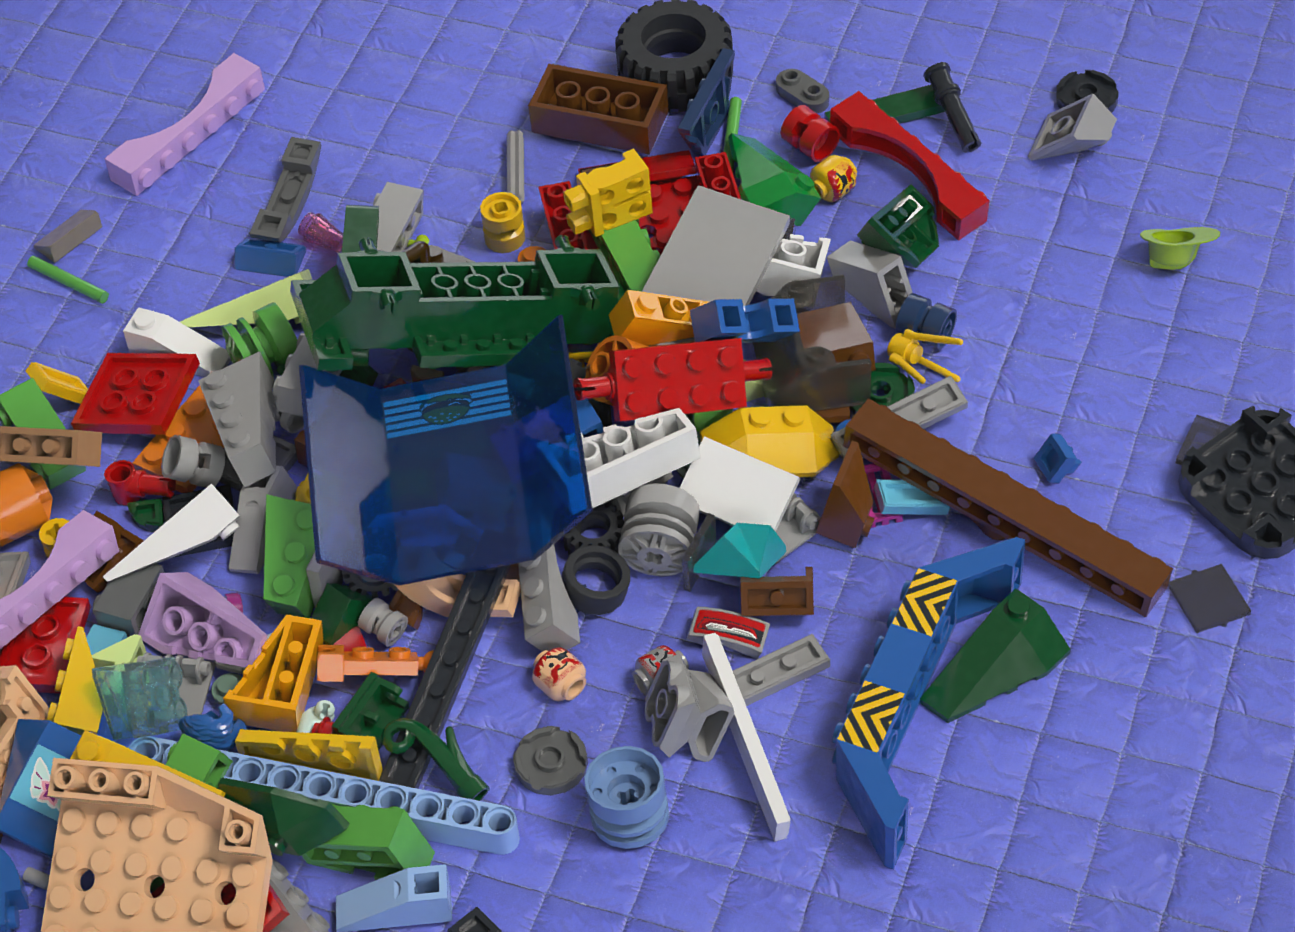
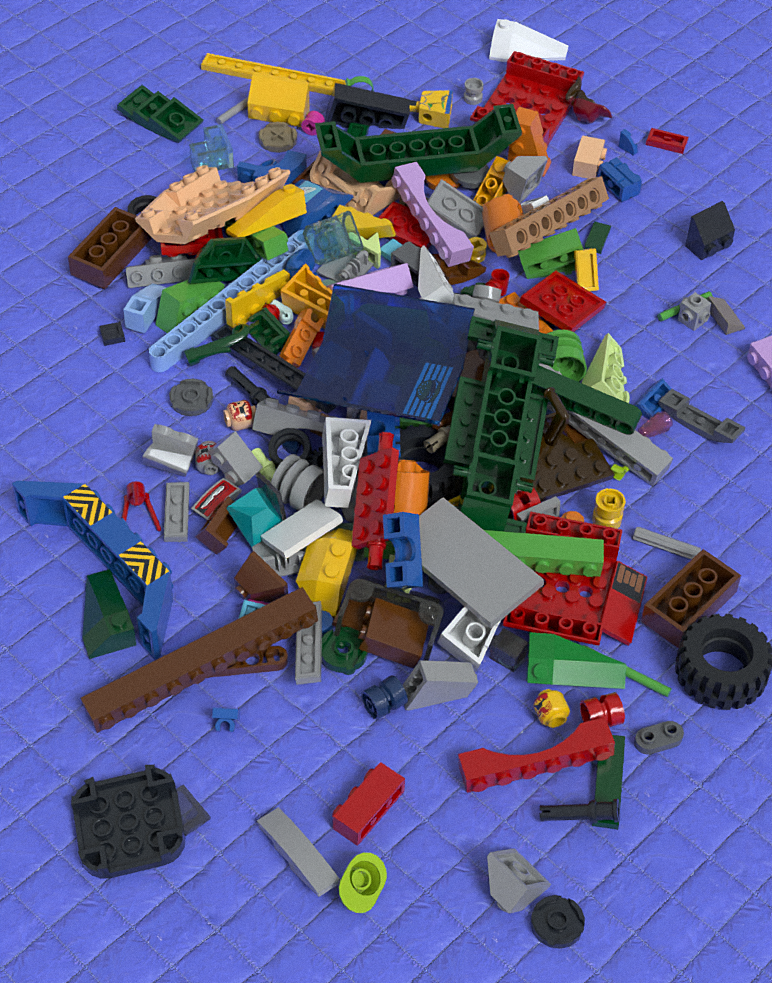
camera: 110 degrees right, 0 degrees up
(84, 255) = (694, 311): none -> light grey brick
(160, 333) = (603, 321): white slope -> none
(507, 672) = (255, 393): none -> black pin
(610, 196) = (564, 542): yellow hips -> none
(627, 797) = (133, 404): medium blue wheel -> none
(638, 600) = (268, 466): none -> yellowish green pin
(653, 317) = (433, 512): light orange slope -> none
(659, 621) = (235, 459): none -> light grey brick
(709, 107) = (649, 651): dark blue wing -> none
(747, 740) = (136, 470): white tile -> none
(781, 724) = (136, 496): none -> red plant
(903, 228) = (466, 711): dark green wedge -> none
(906, 350) = (364, 676): yellow plant -> none
(1073, 281) = (368, 803): none -> red brick
(1179, 315) = (299, 852): none -> light grey slope
(1209, 598) = (72, 749): clear smoke piece -> none

